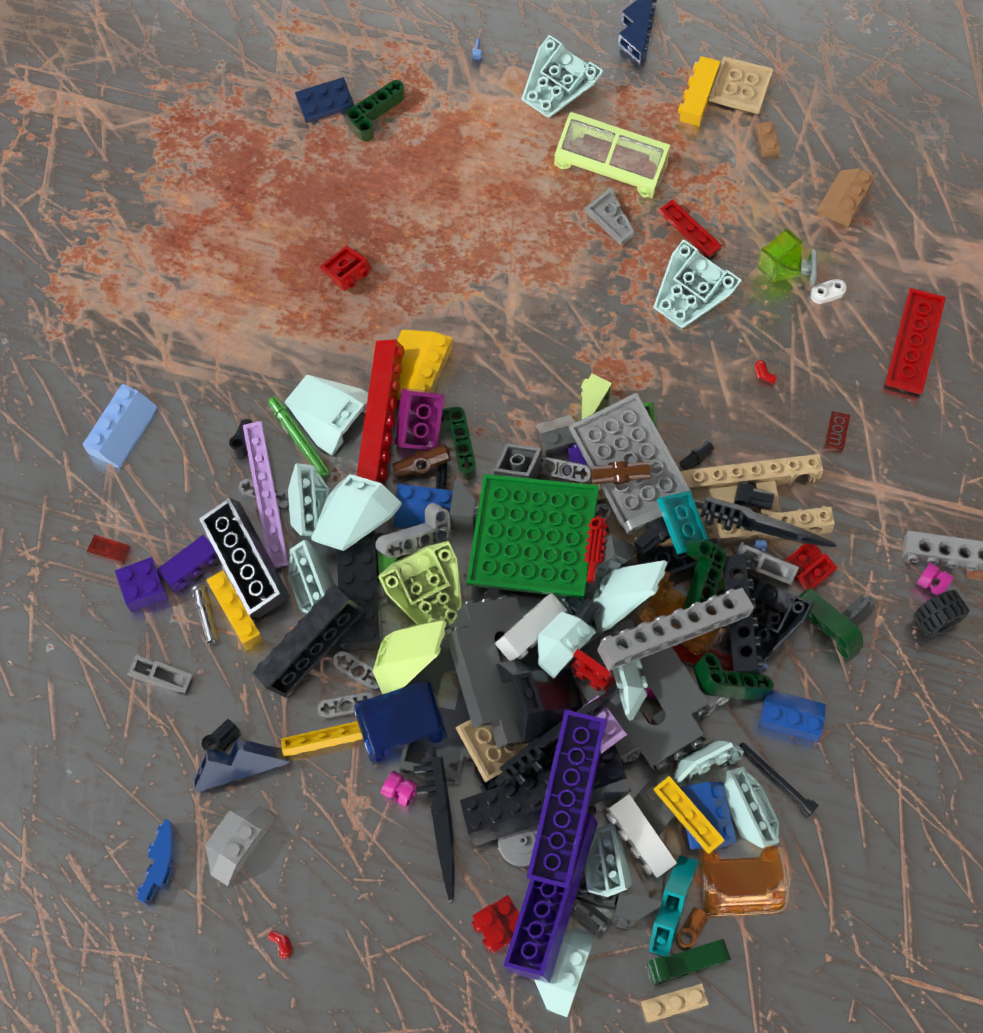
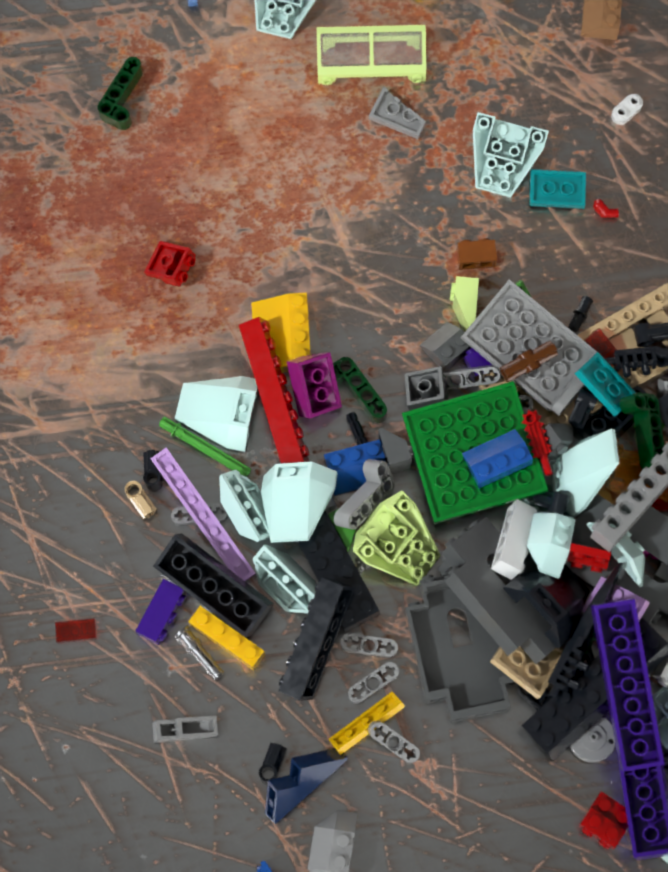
camera: 25 degrees left, 5 degrees up
(120, 426) = (28, 507): light blue slope -> none
(141, 584) = (126, 651): dark purple brick -> none
(218, 459) = (140, 500): none -> tan piece
(324, 99) = (66, 102): dark blue plate -> none
(340, 781) = (401, 754): none -> light grey beam
(398, 788) = (460, 738): dark pink wheel -> none
(400, 719) = (433, 676): clear blue windscreen -> none
(406, 654) = (414, 612): yellowish green wedge -> none
(410, 465) = (326, 431): reddish brown piece -> none
(441, 813) = (500, 729): black piece -> none
(549, 548) = (497, 458): none -> blue slope
(624, 365) = (476, 254): none -> dark orange brick
(690, 229) = (475, 98): red plate -> none
(698, 486) = (600, 343): none -> clear red tile
(728, 336) = (557, 189): none -> teal plate
(783, 259) = (577, 94): clear neon green piece -> none

